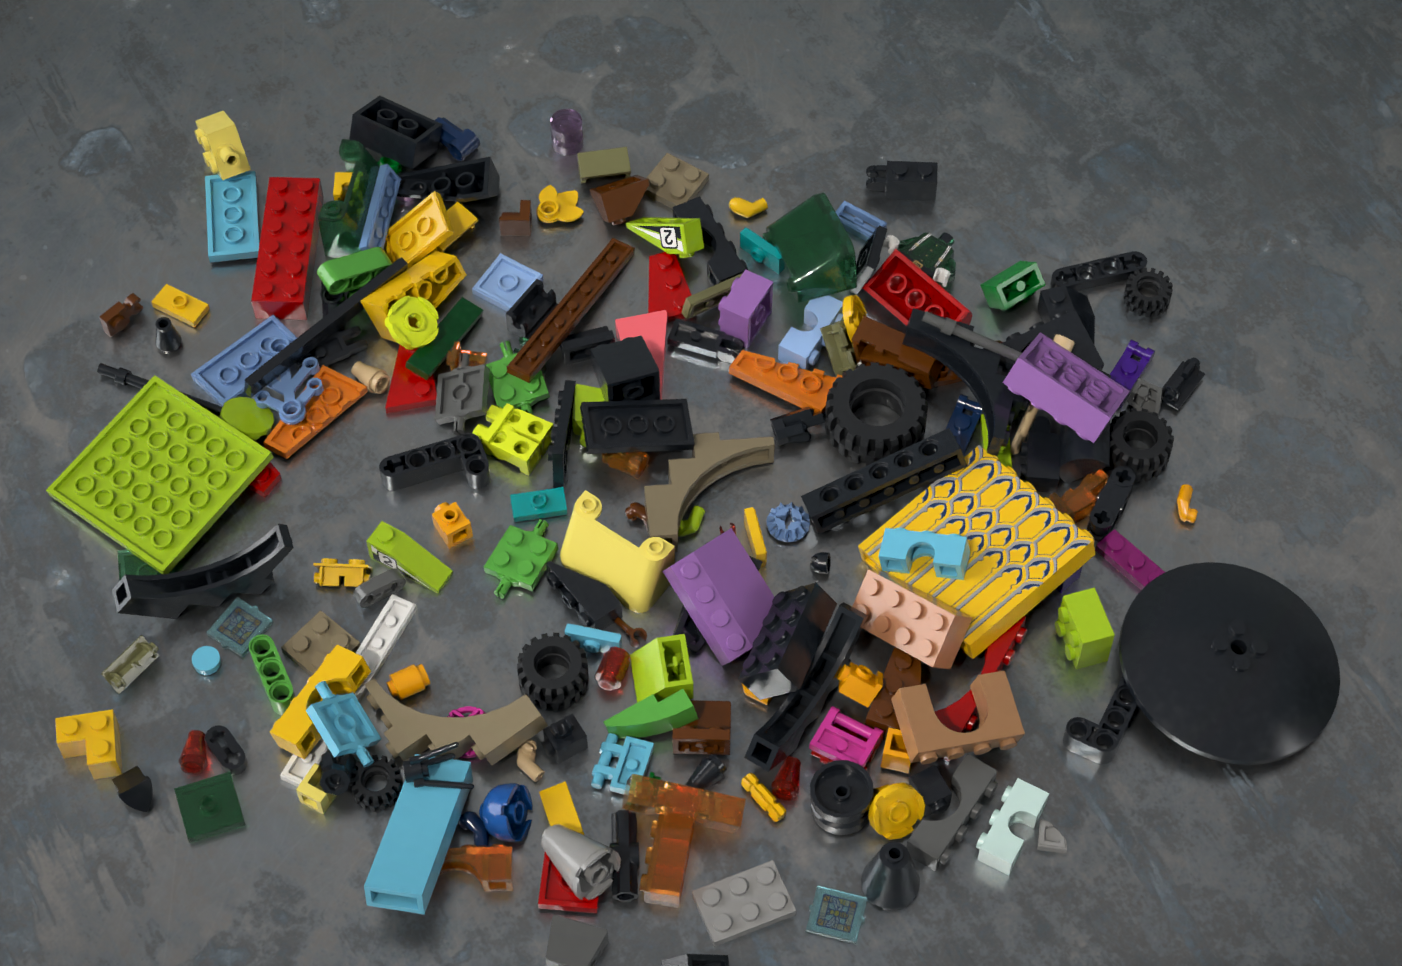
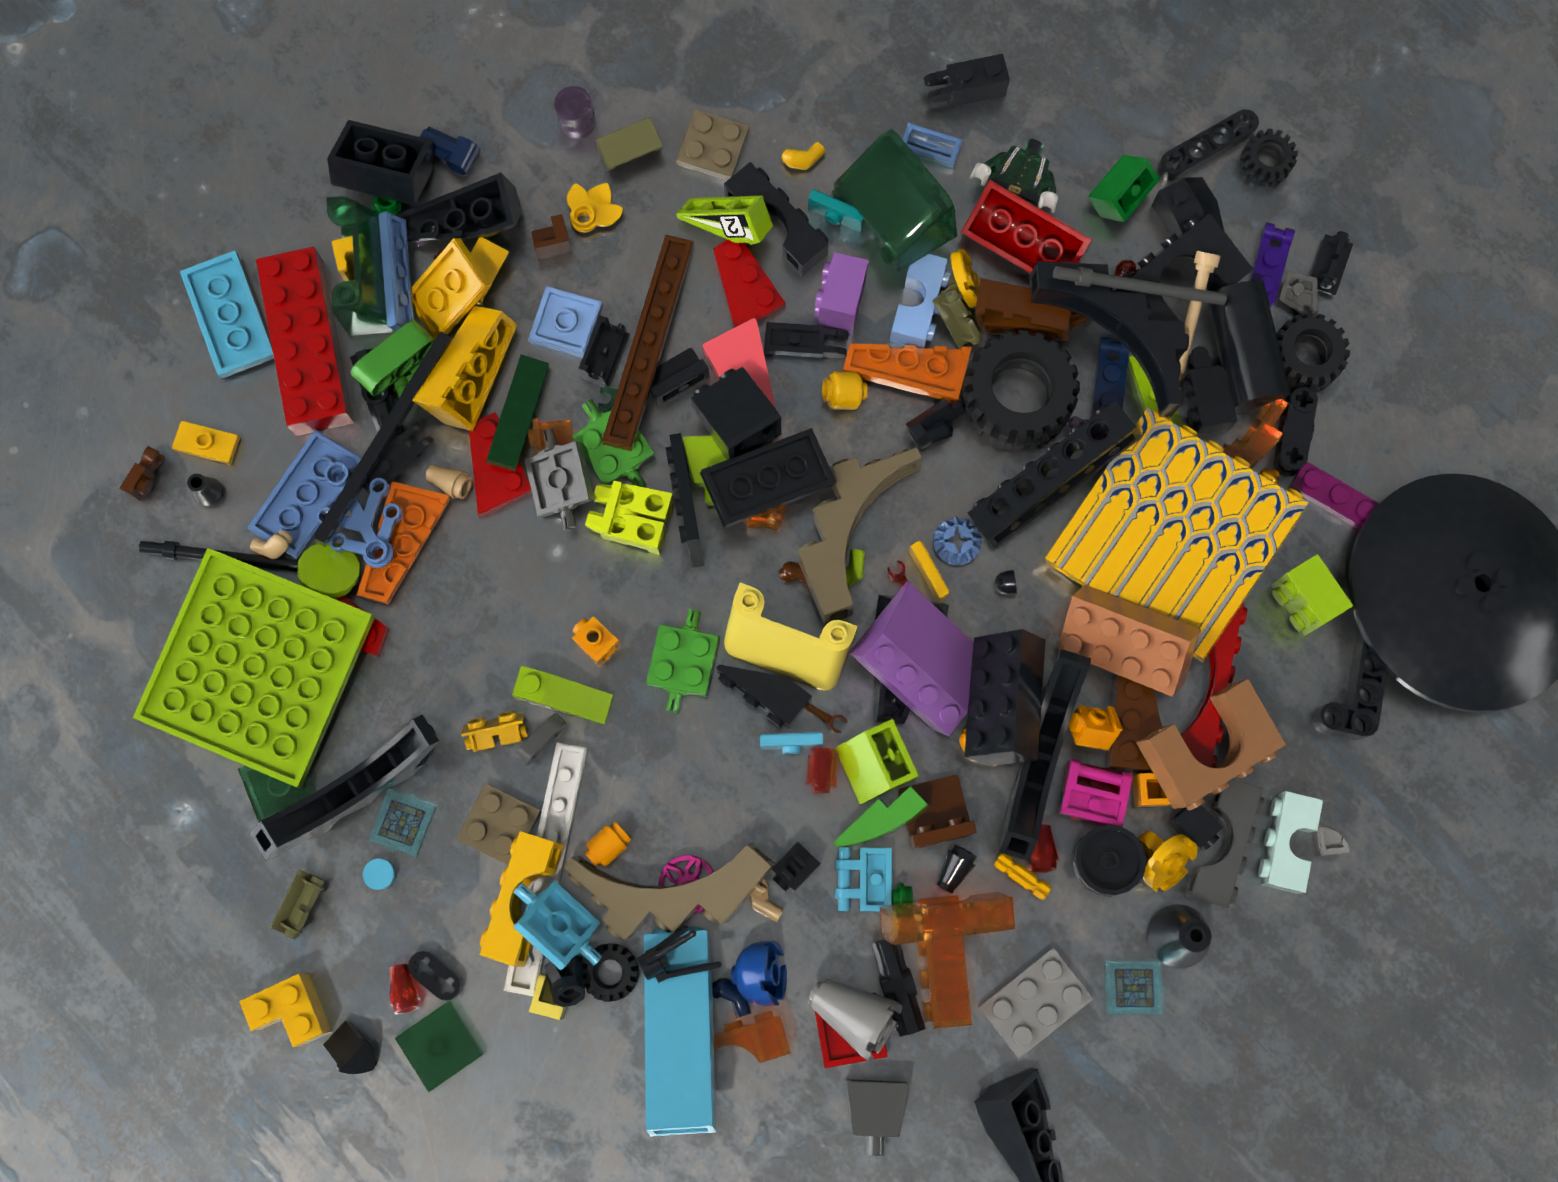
camera: 15 degrees left, 20 degrees up
(209, 390) = (274, 546): none -> tan arm
(221, 145) = (186, 233): light yellow brick -> none
(267, 664) = (443, 869): bright green beam -> none
(399, 326) = (495, 406): neon yellow plate -> none
(459, 459) = (555, 576): black beam -> none
(538, 504) = (682, 589): teal plate -> none
(551, 651) = (752, 766): black tyre -> none
(560, 807) = (816, 953): yellow slope -> none
(619, 198) = (659, 181): reddish brown slope -> none
(707, 298) = (802, 284): olive tile -> none
(725, 383) = (844, 390): none -> yellow head
(869, 257) = (963, 191): black plate -> none
(903, 547) = (1100, 555): medium azure arch -> none
(1065, 387) = (1230, 318): medium lavender slope -> none
(1183, 503) = (1370, 410): light orange arm -> none

